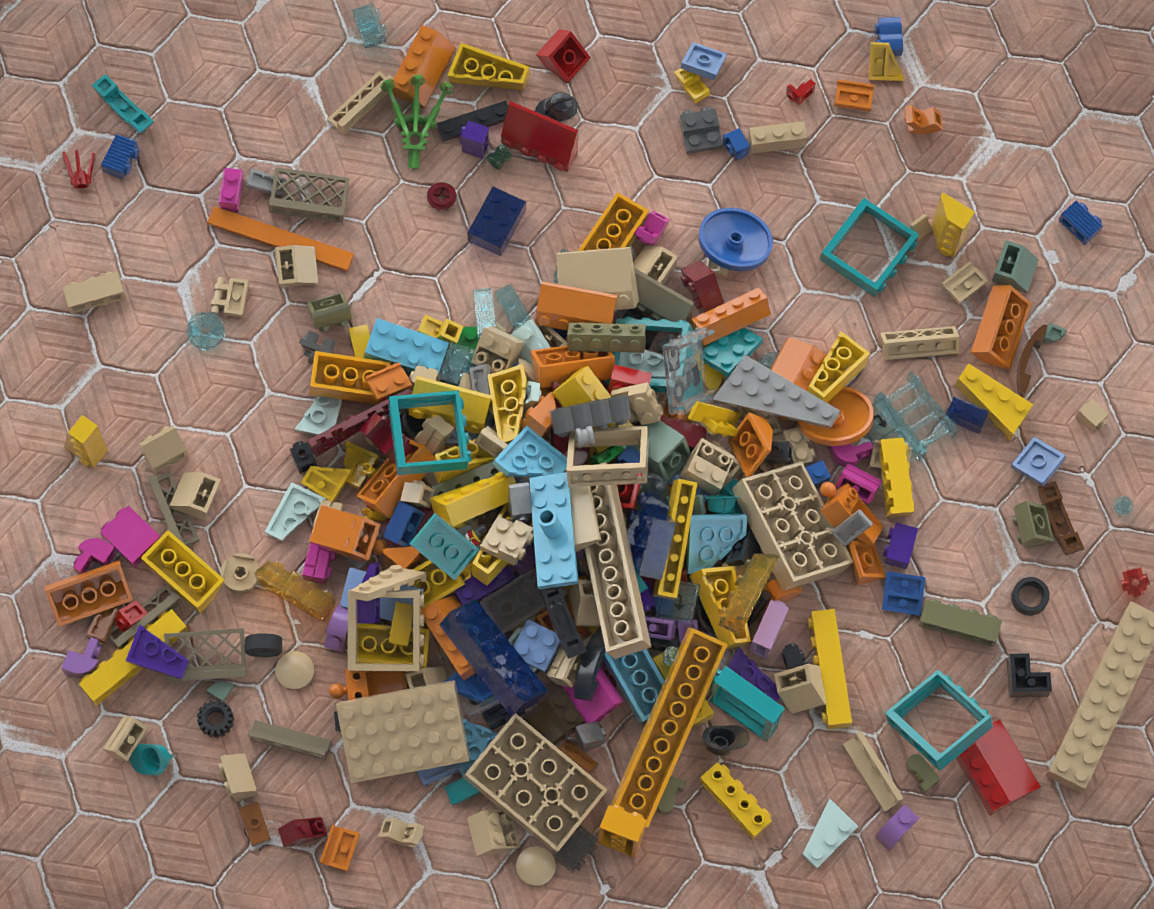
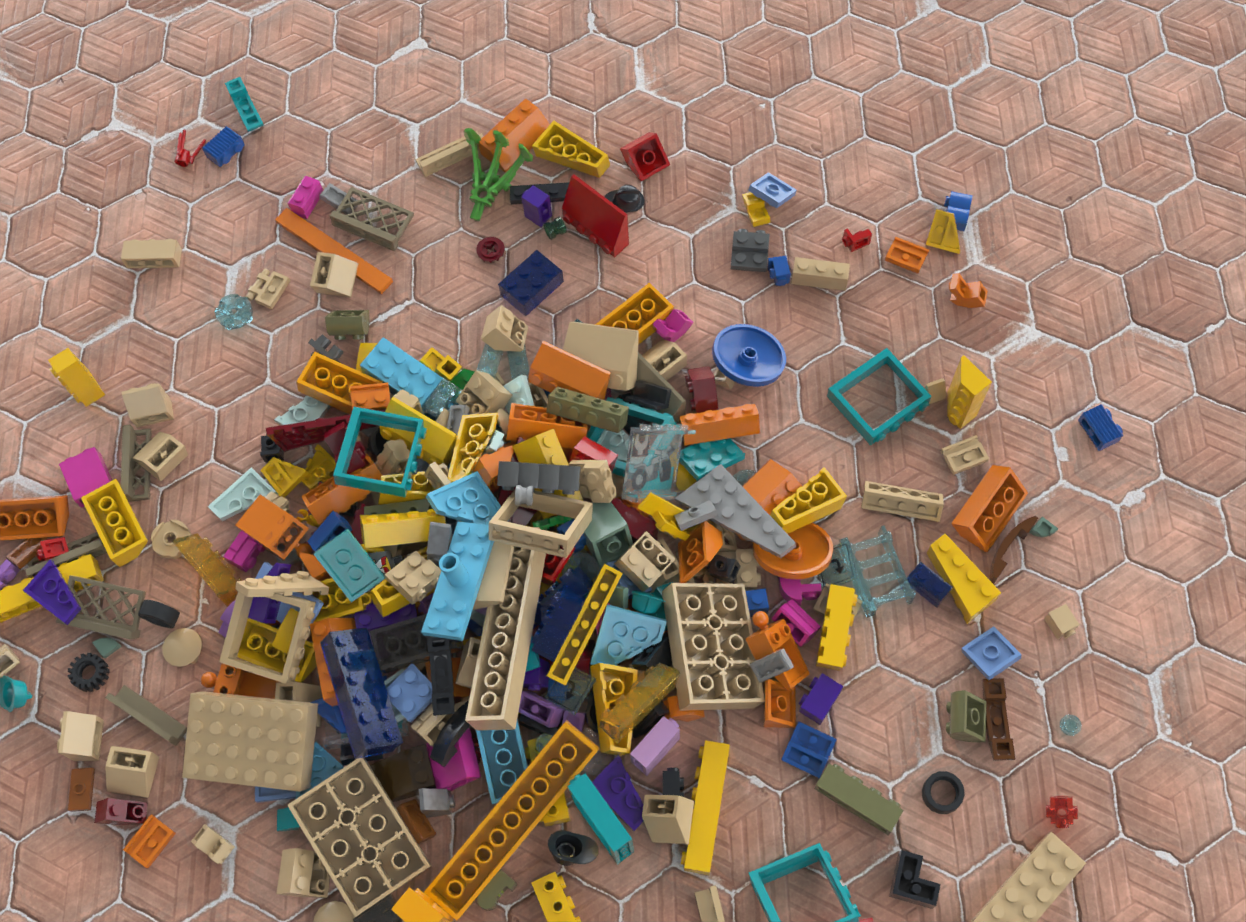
camera: 25 degrees right, 5 degrees down
(93, 550) = (47, 480): dark pink brick -> none
(297, 793) = (130, 771): none -> tan slope
(369, 25) = (481, 90): clear light blue brick -> none
(417, 494) = (351, 508): tan brick -> none
(489, 278) = (504, 331): none -> tan slope
(657, 306) = (650, 395): none -> black panel
(739, 410) = (695, 515): none -> light grey plate
(1015, 267) = (1021, 452): sand green slope -> none

